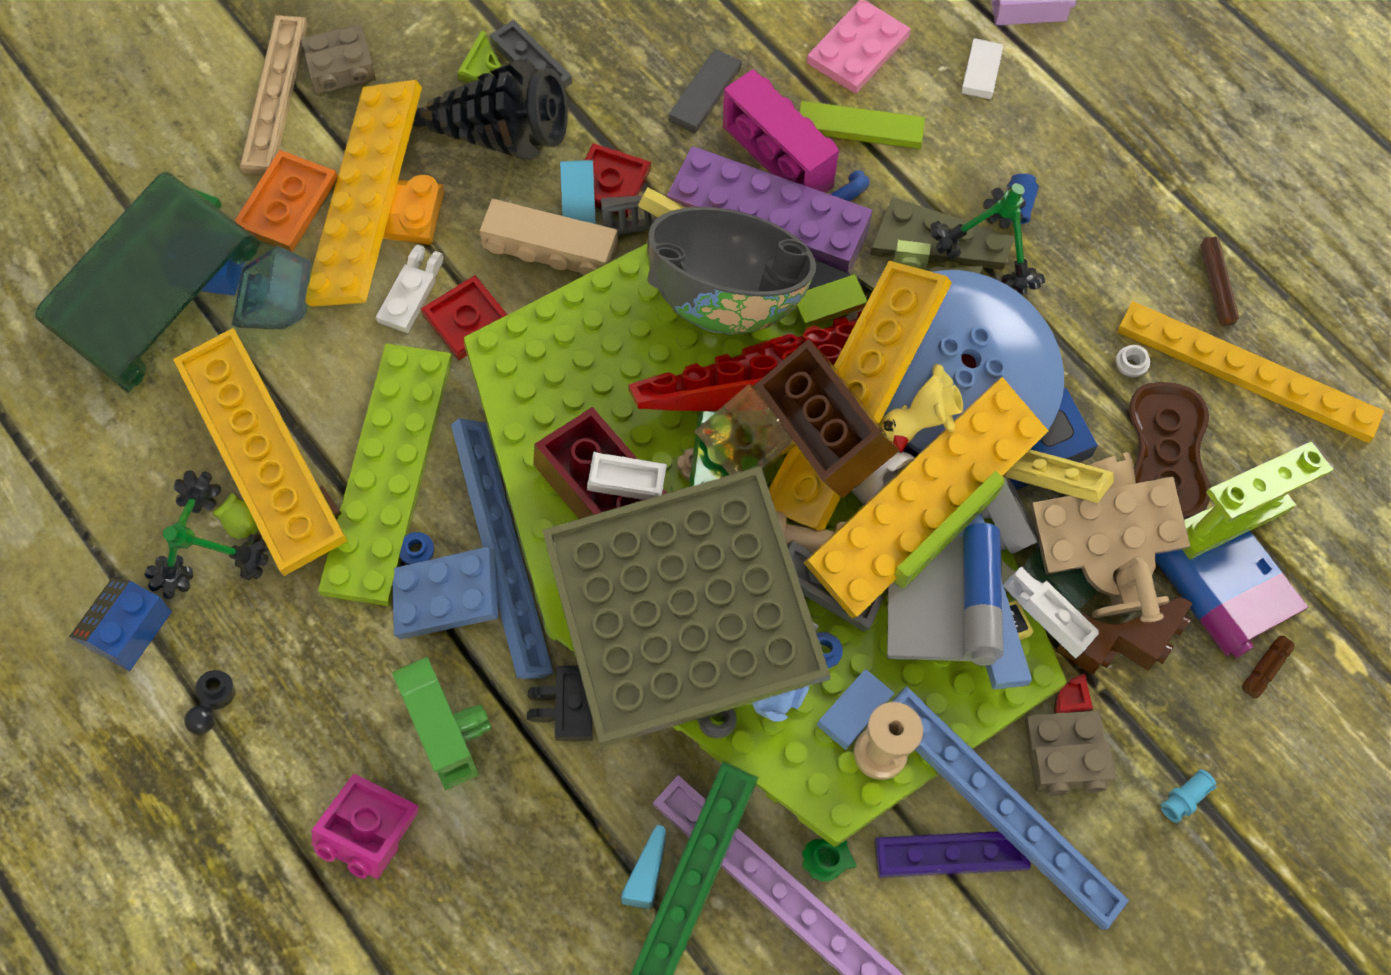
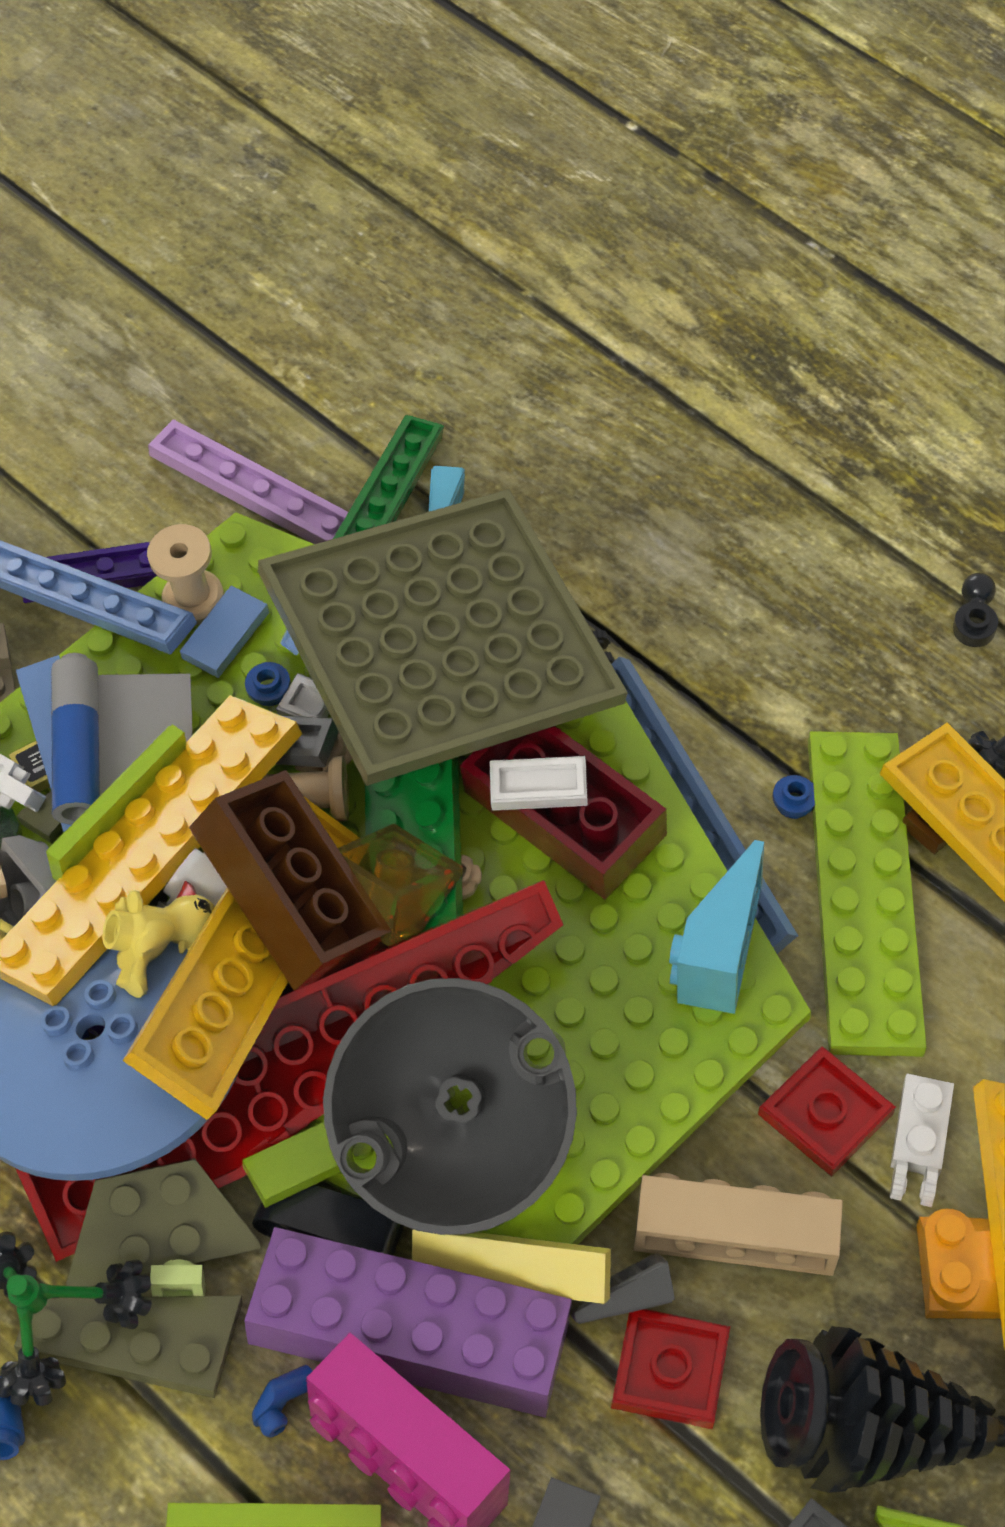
camera: 170 degrees right, 10 degrees down
(363, 827) = (757, 510): dark pink plate -> none
(439, 729) = (702, 578): bright green piece -> none
(445, 593) = (741, 737): medium blue plate -> none
(516, 361) = (717, 937): none -> medium azure slope
(578, 190) = (713, 1308): medium azure slope -> none

